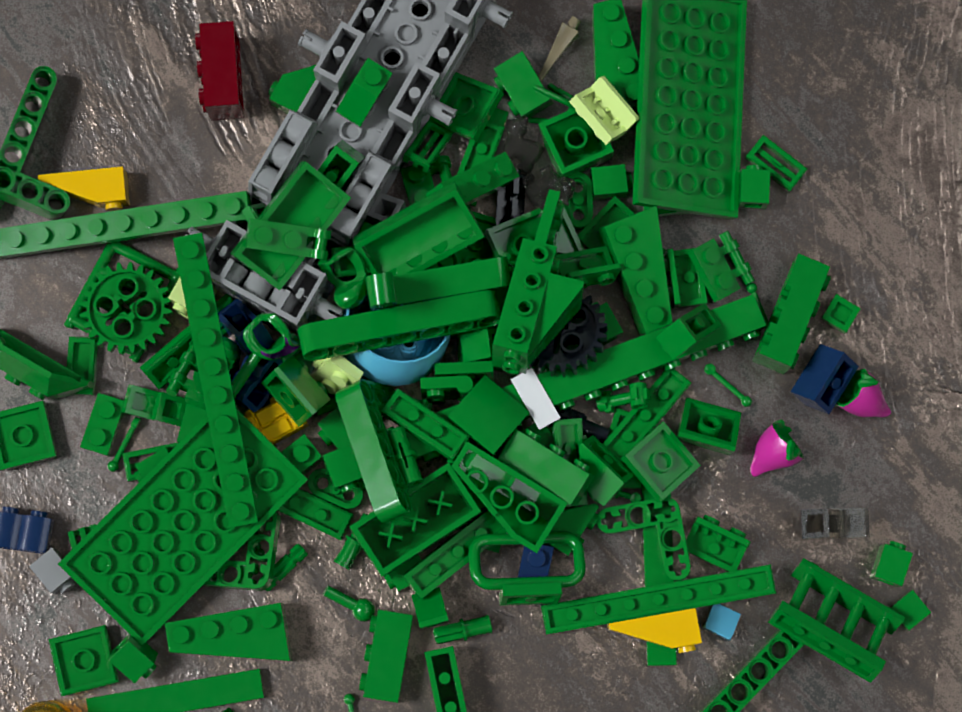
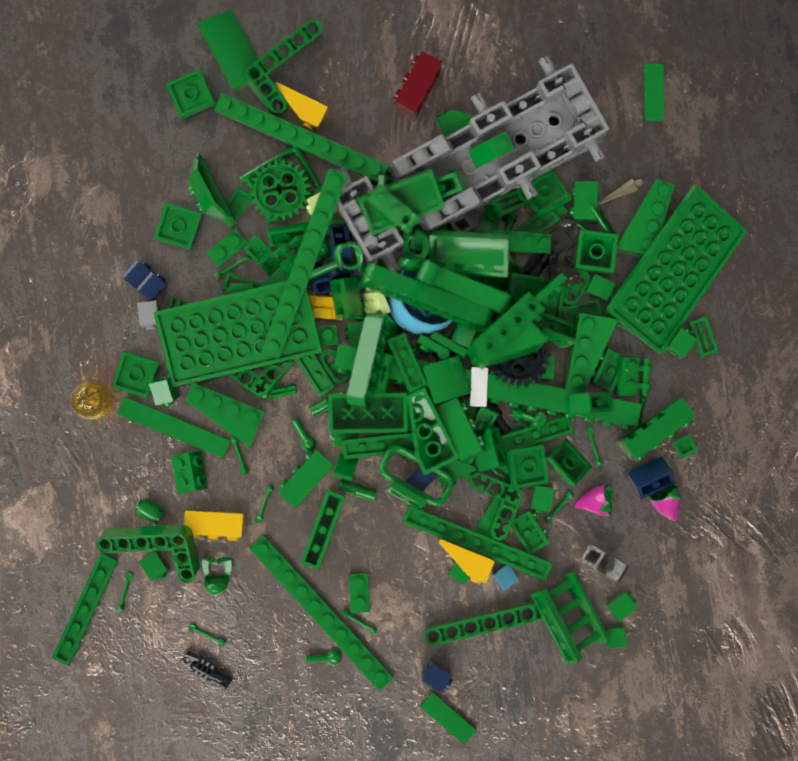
camera: 30 degrees right, 5 degrees up
(301, 696) = (244, 470): none -> green hinge
(604, 110) = (623, 246): yellowish green bracket -> none
(704, 492) = (541, 499): none -> green brick
(730, 513) = (548, 519): none -> green hinge

